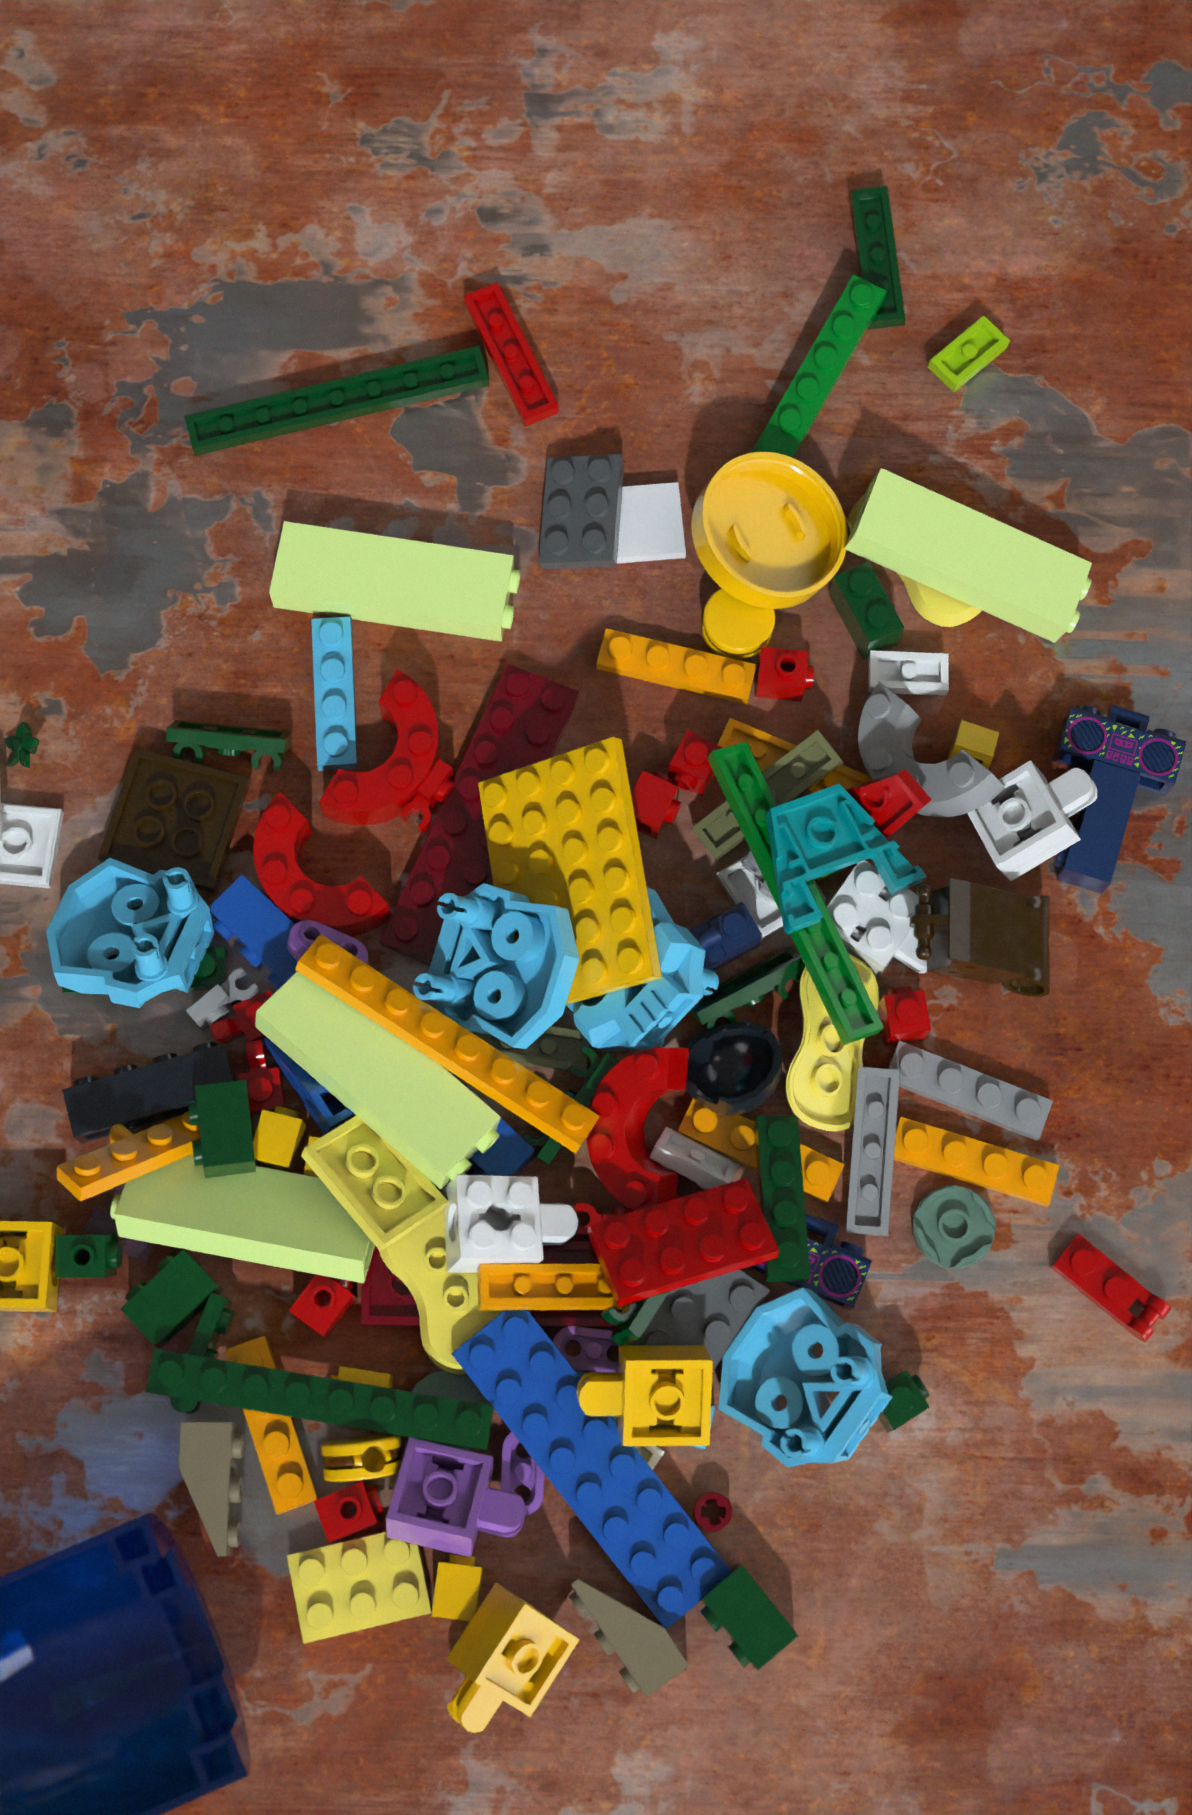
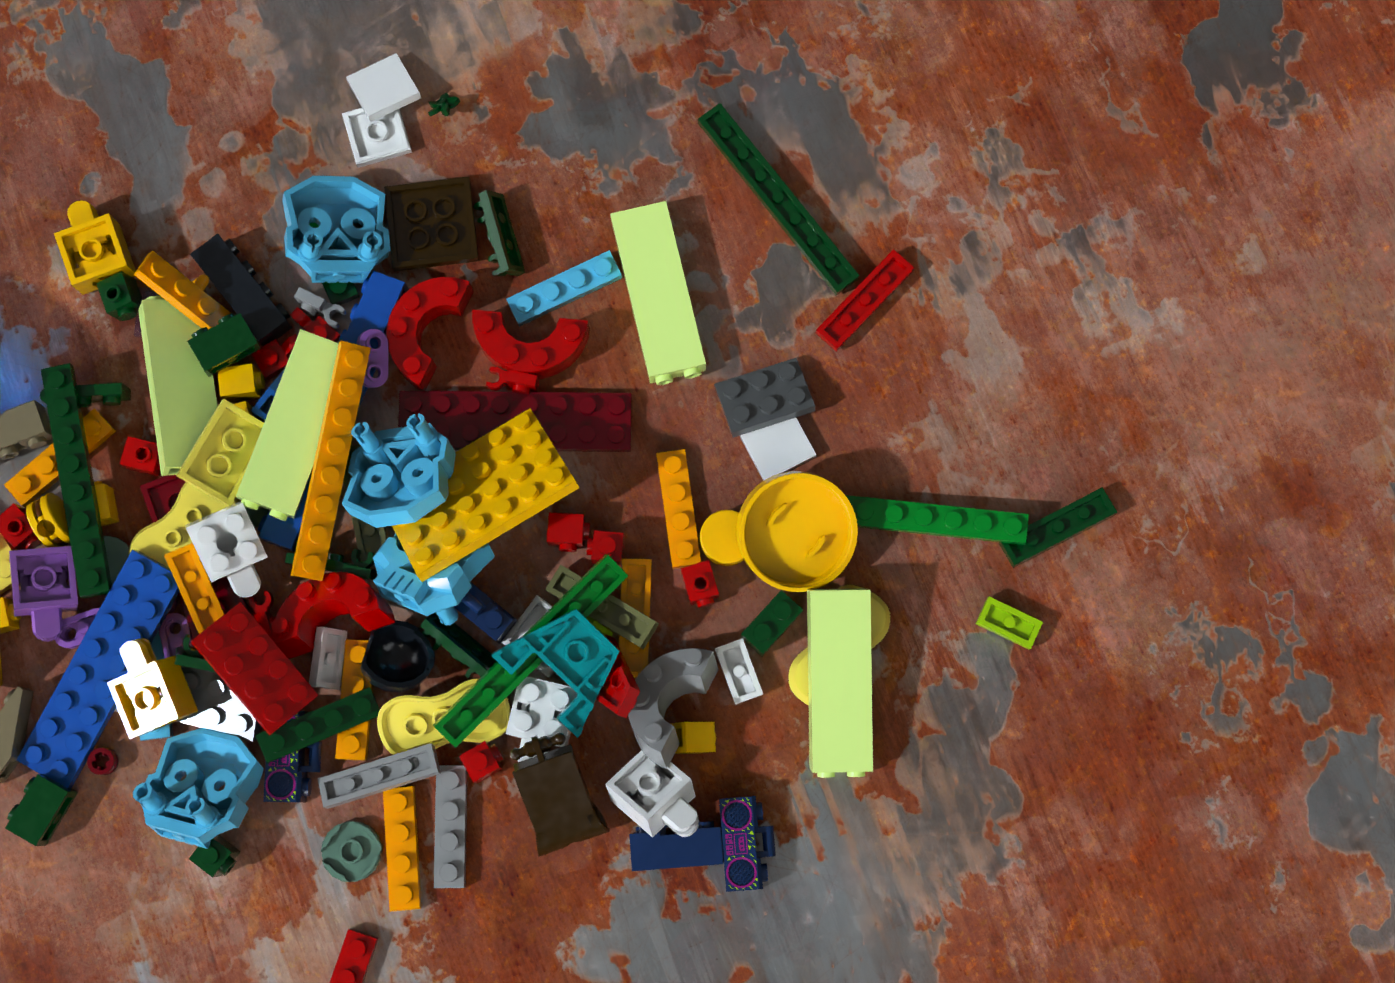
camera: 70 degrees right, 5 degrees up
(170, 1298) = (112, 360): dark green brick -> none

